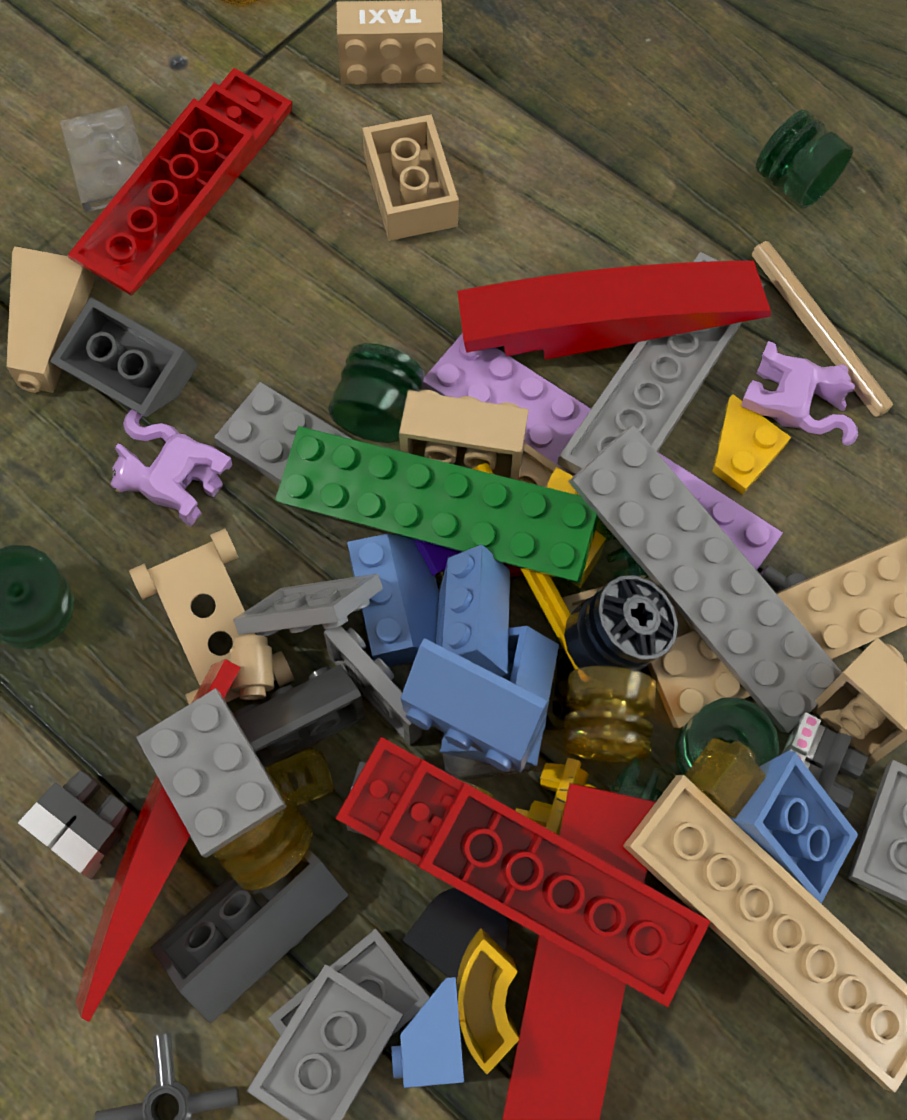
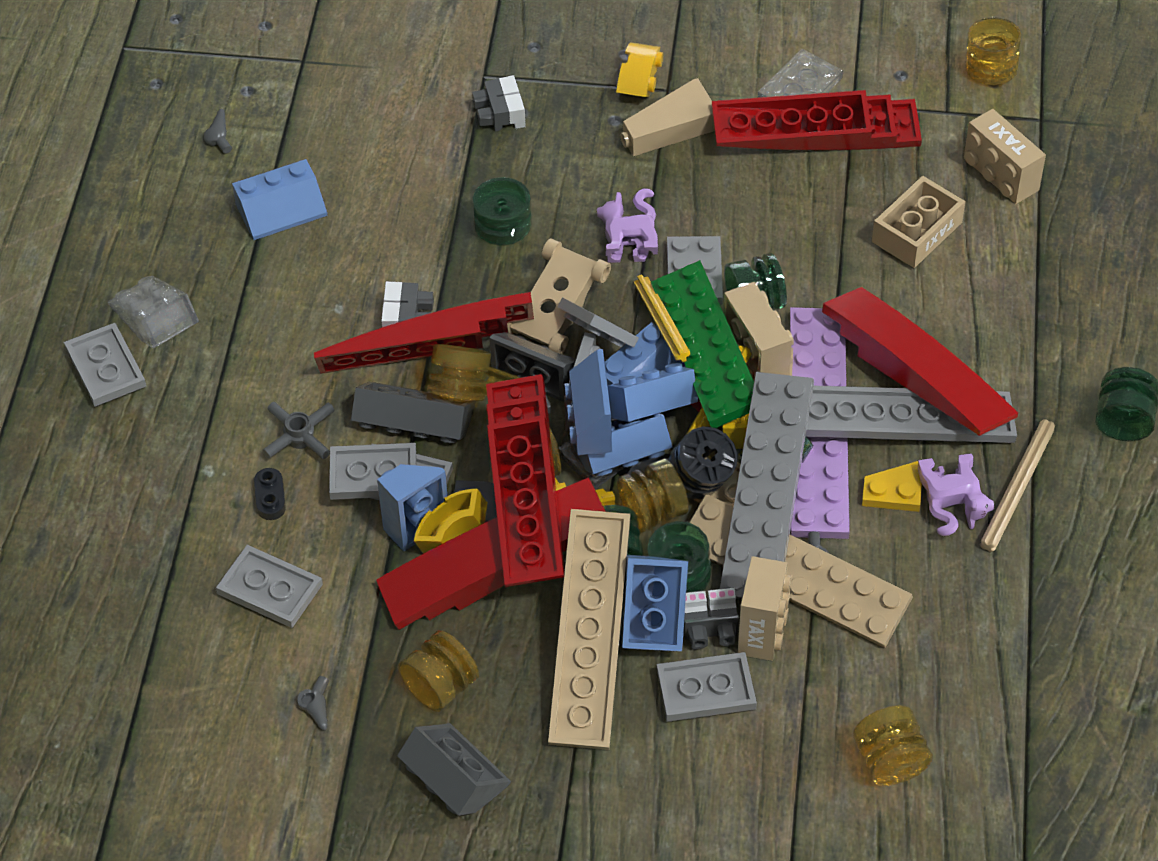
camera: 60 degrees right, 15 degrees down
(124, 359) = (674, 167): dark grey slope -> none
(210, 773) = (467, 320): light grey plate -> none
(256, 666) = (544, 323): tan brick -> none
(357, 526) = (662, 319): none -> yellow axle
(727, 775) = (649, 541): clear yellow brick -> none

